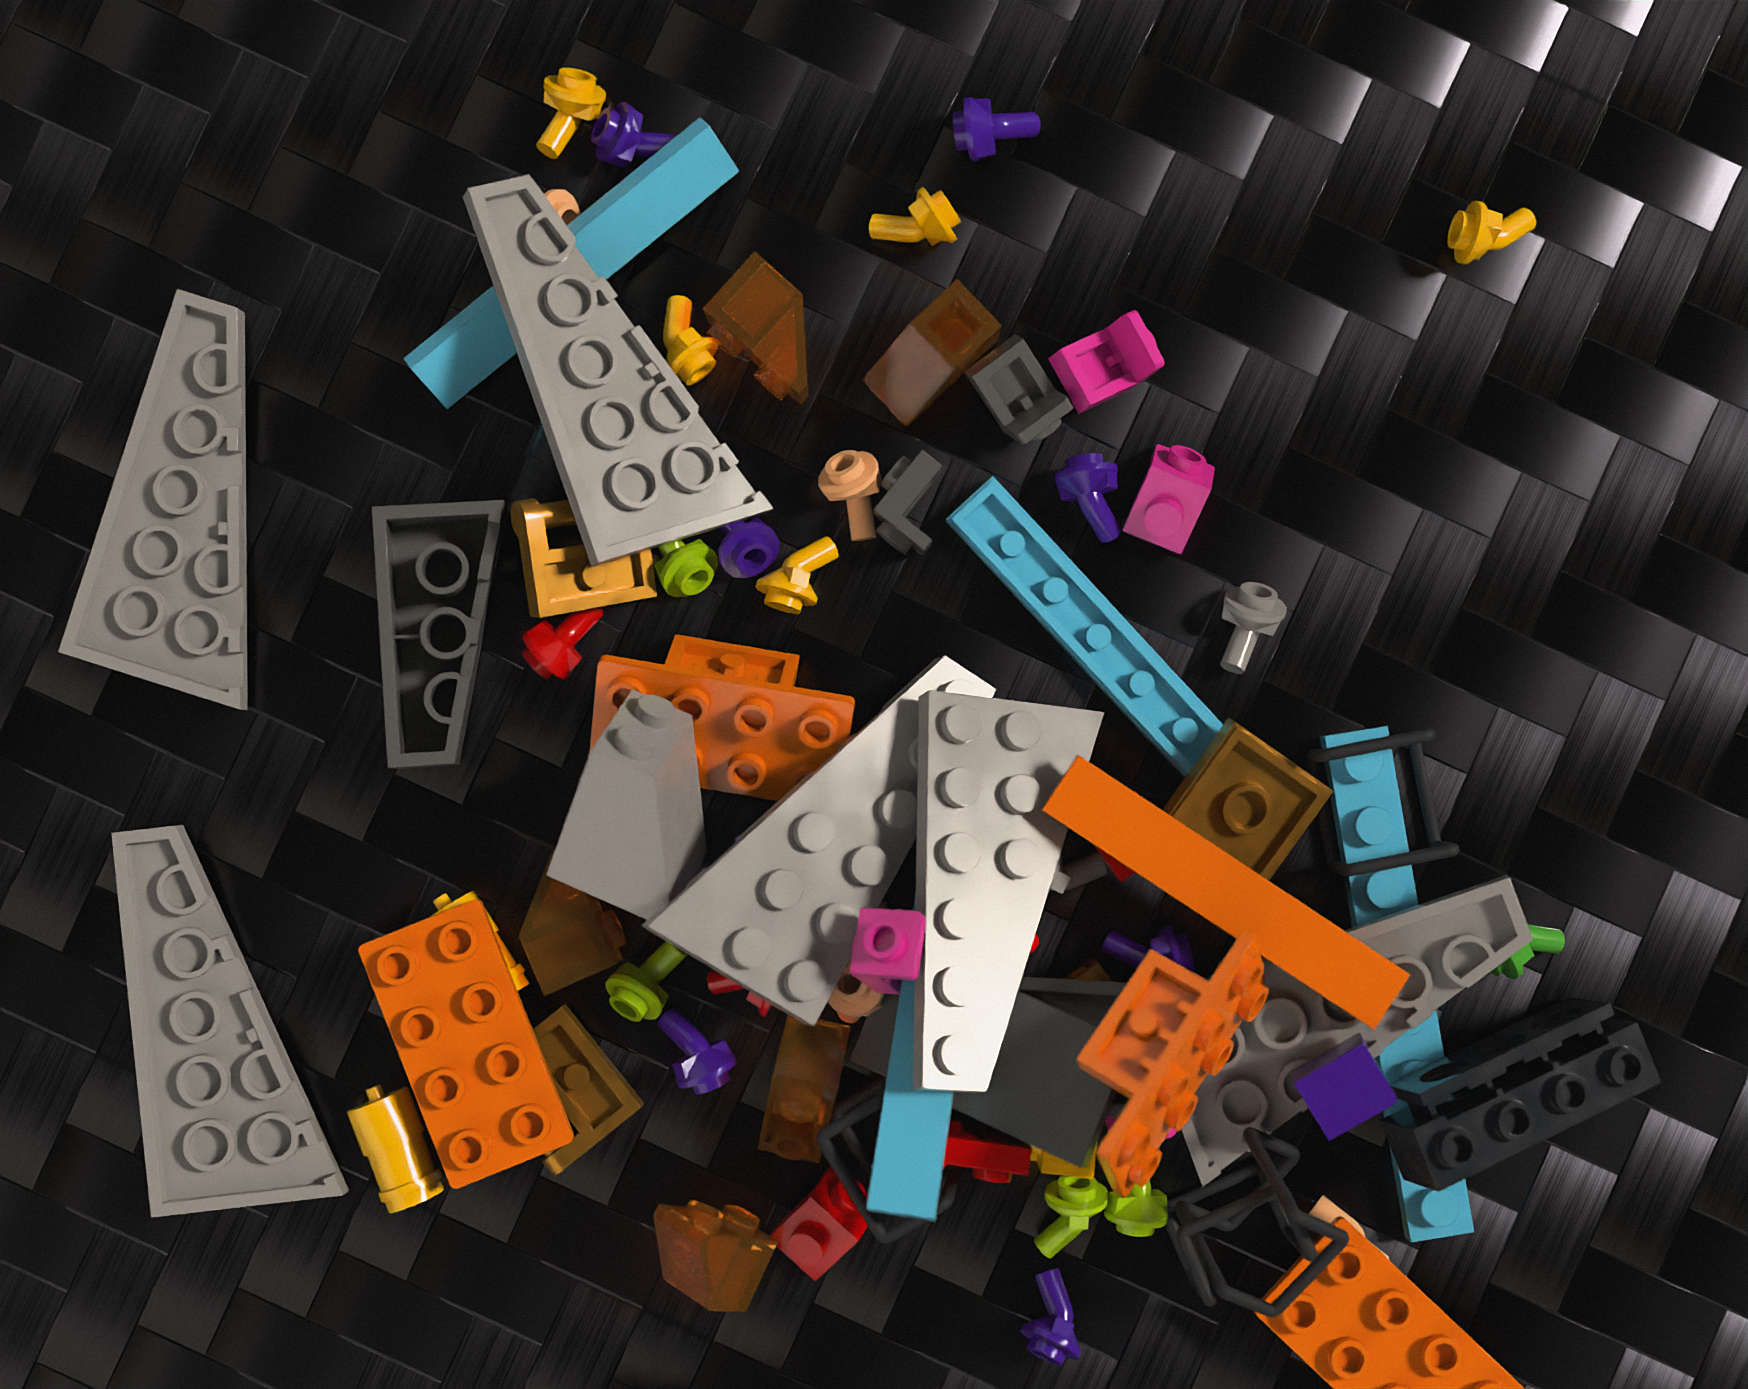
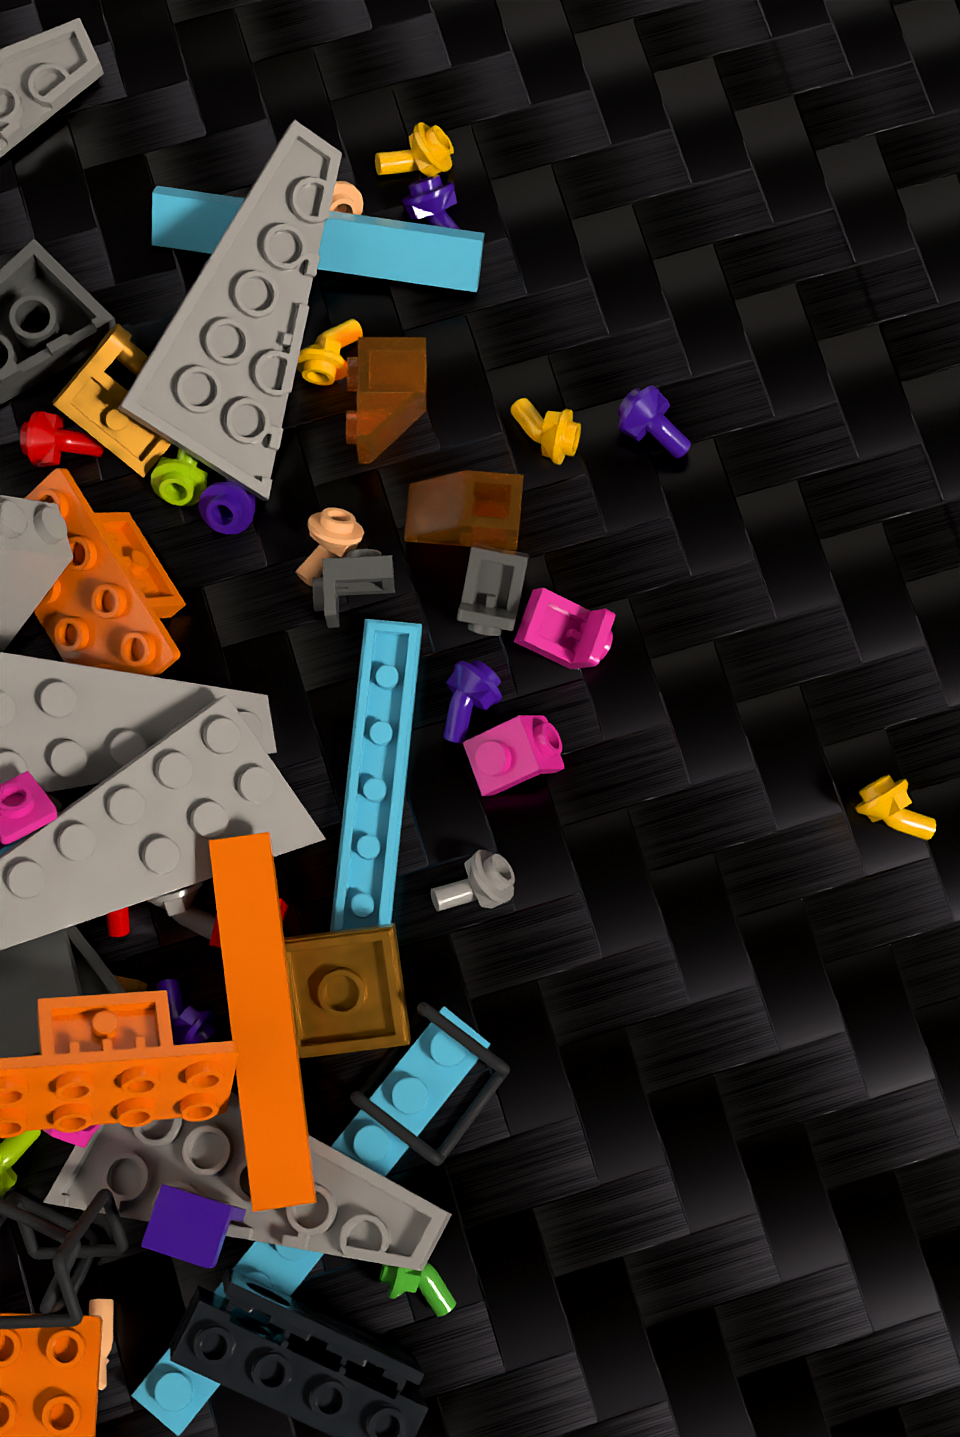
camera: 45 degrees right, 10 degrees down
(789, 586) = (224, 554): yellow plate -> none

